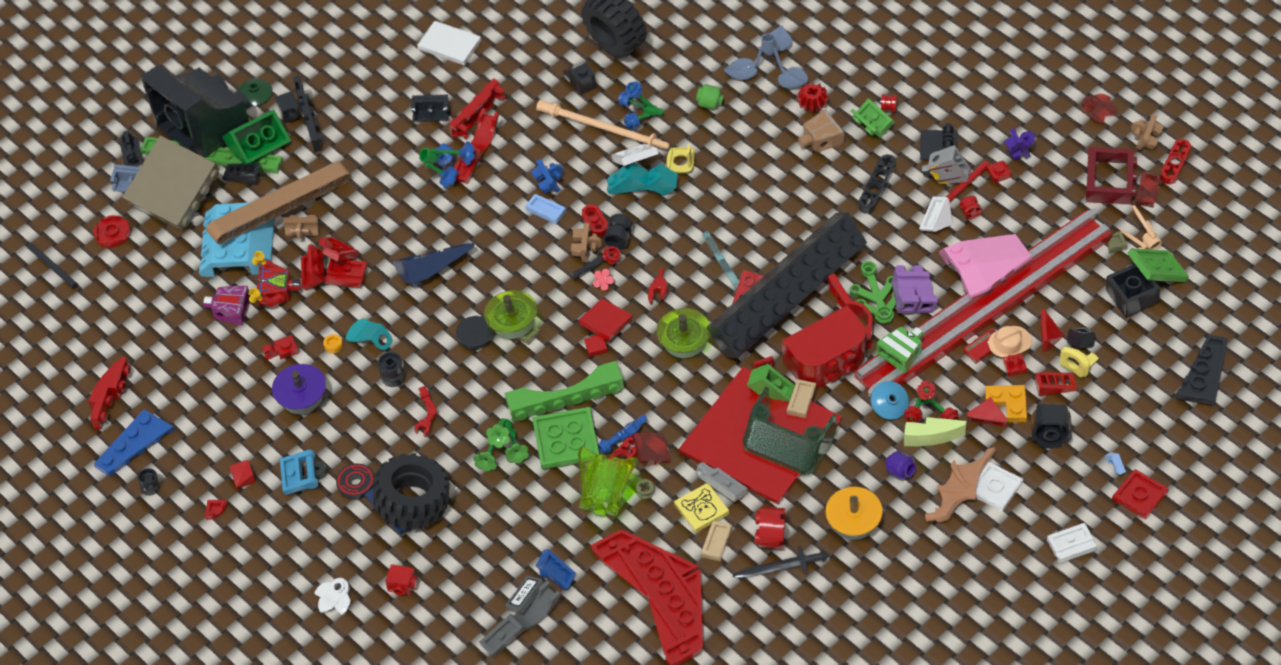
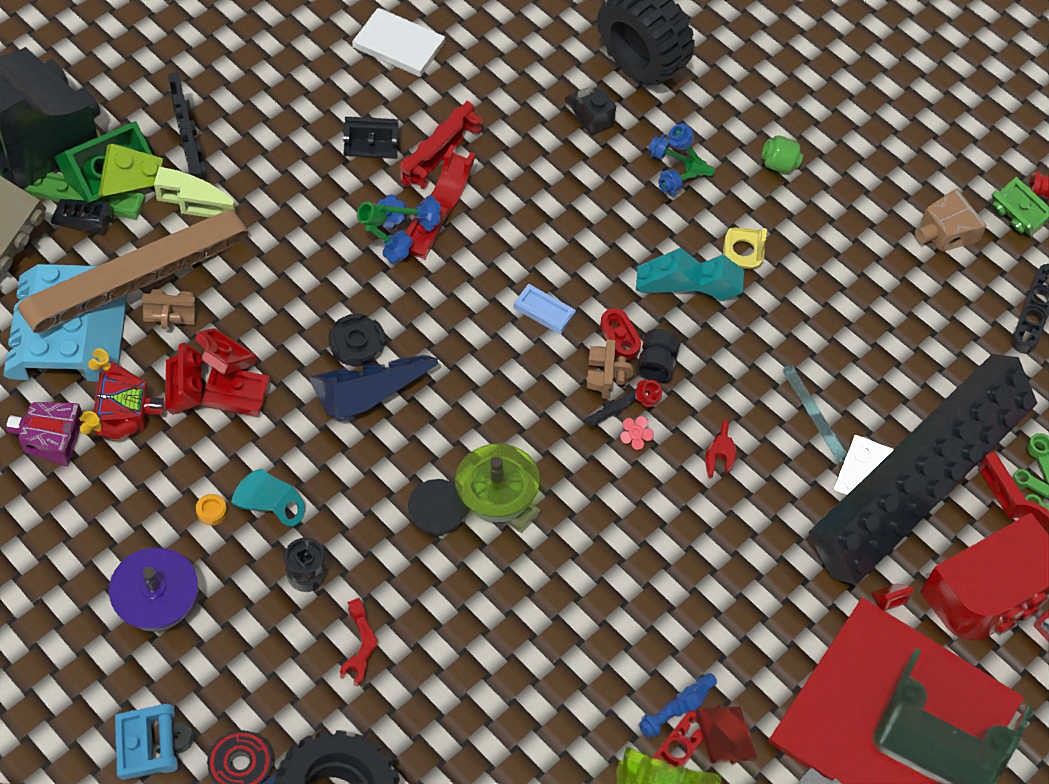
camera: 10 degrees left, 5 degrees up
(242, 474) = (50, 738): red slope -> none
(257, 91) = (111, 90): dark green dish -> none
(270, 141) = (127, 170): none -> lime wing
(283, 347) = (130, 510): red plate -> none
(288, 107) = (157, 118): black brick -> none
(312, 153) = (193, 194): none -> yellowish green slope
(422, 237) = (356, 340): none -> black tile
(499, 436) = (484, 705): bright green plant -> none
(528, 403) = (523, 639): bright green arch -> none
(549, 173) = (539, 249): blue hips -> none
(555, 110) = (557, 156): light nougat bar -> none
(562, 435) = (586, 706): bright green plate -> none
(595, 345) = (627, 542): red tile -> none
(605, 319) = (642, 500): red tile -> none
(634, 154) = (681, 235): white tile -> none
(683, 332) = (770, 534): clear neon green piece -> none
(771, 43) = (869, 81): sand blue plant -> none
(778, 385) = (910, 629): bright green slope -> none
(801, 398) = (960, 662): tan tile -> none
(812, 97) = (932, 167): red gear -> none

